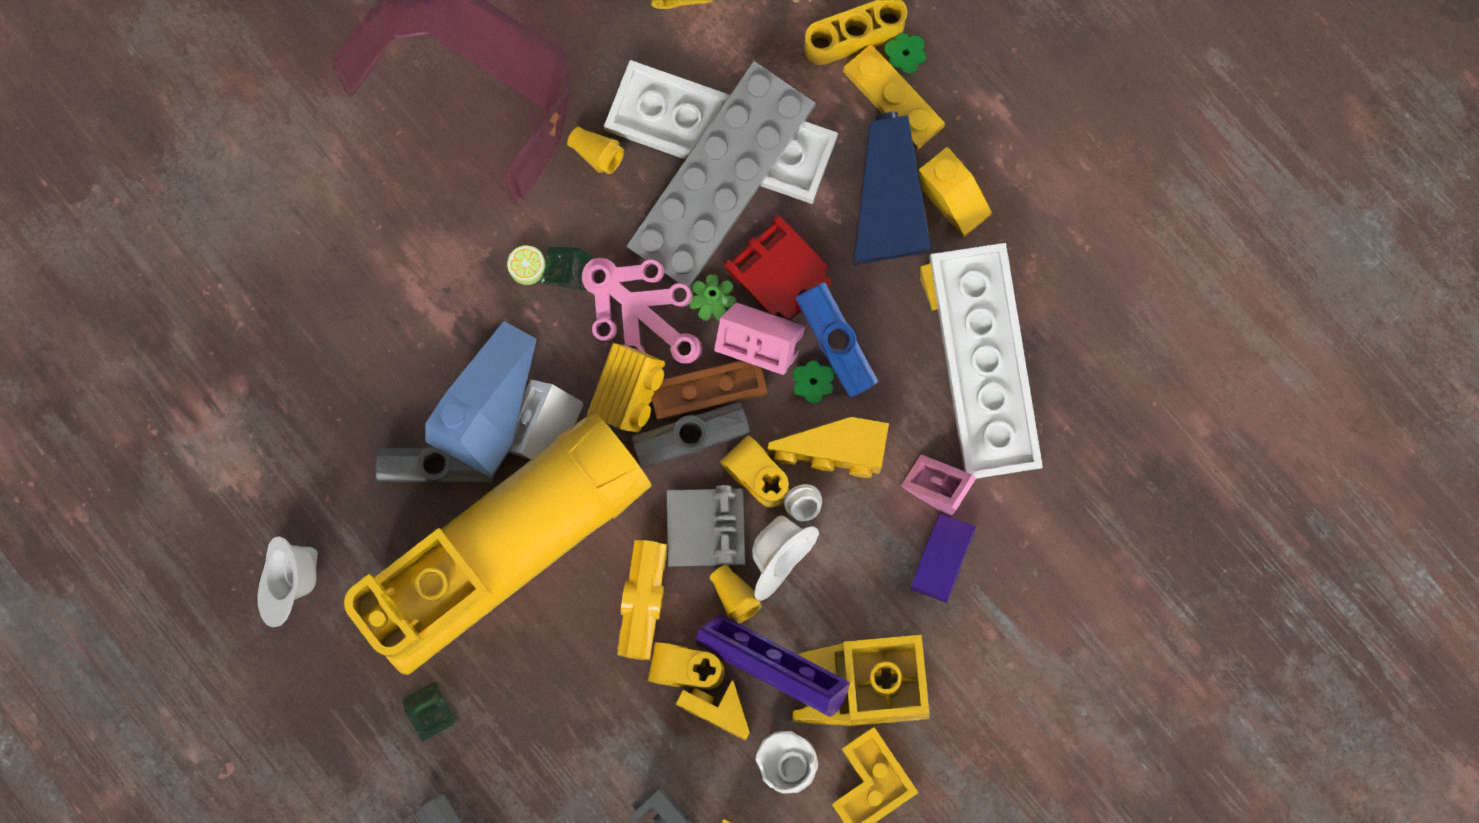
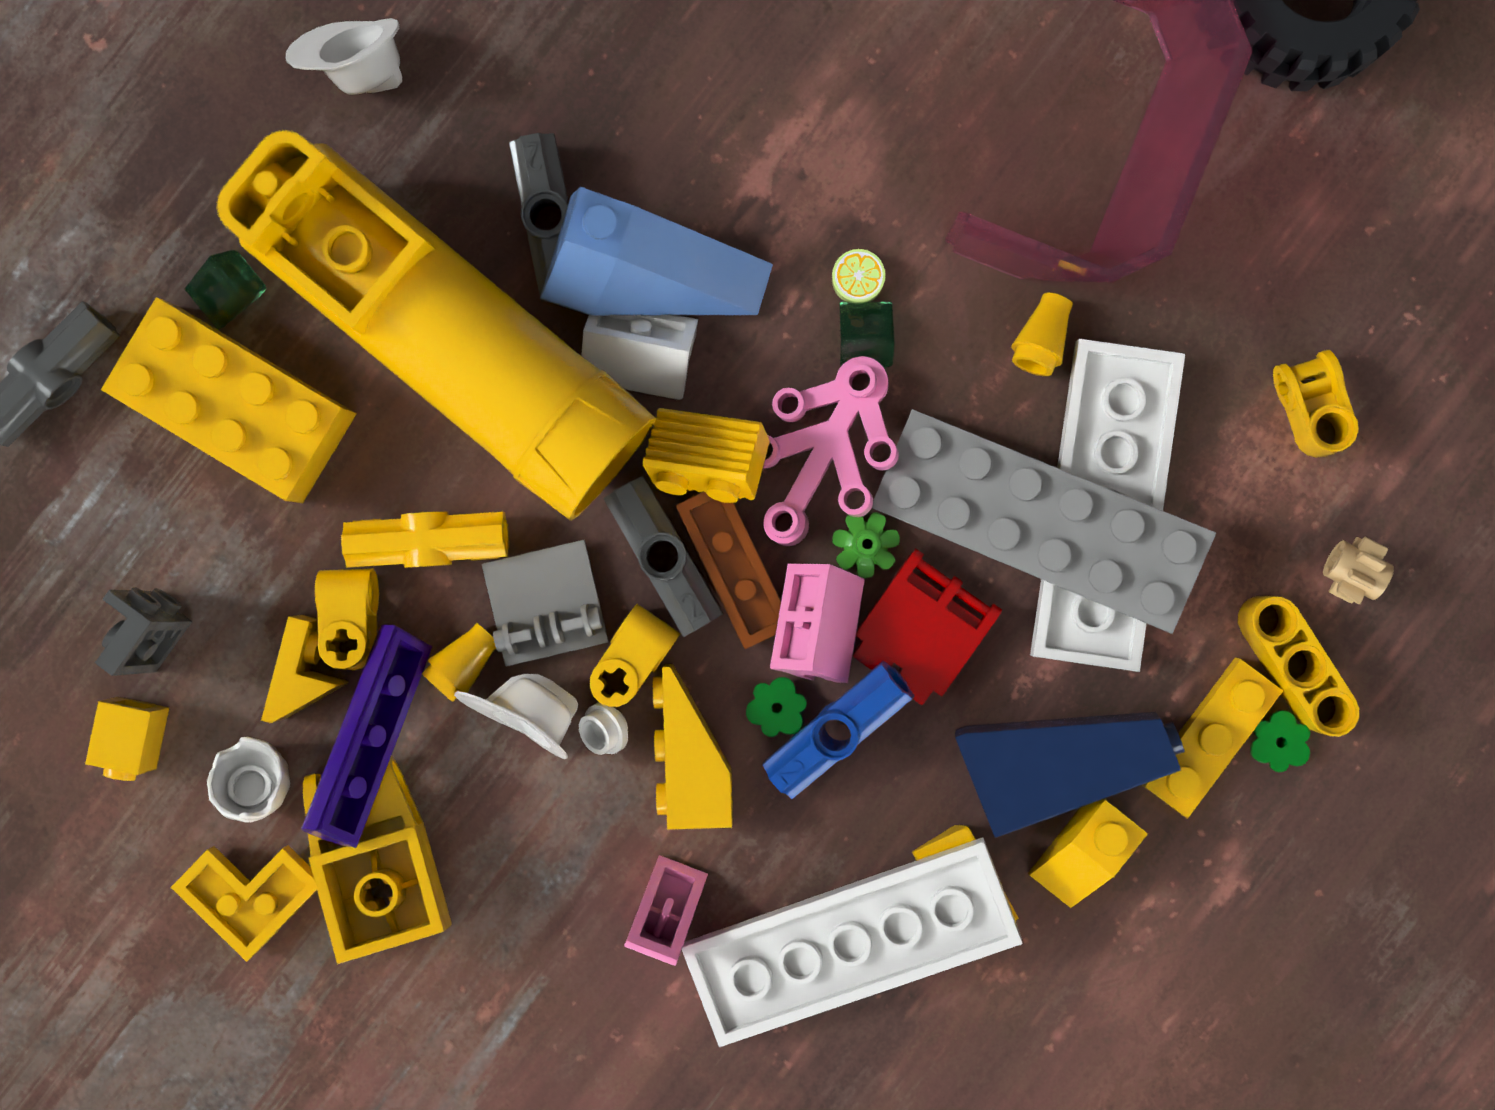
camera: 75 degrees right, 10 degrees up
(511, 719) = (228, 401): none -> yellow brick
(943, 558) = (567, 934): dark purple slope -> none

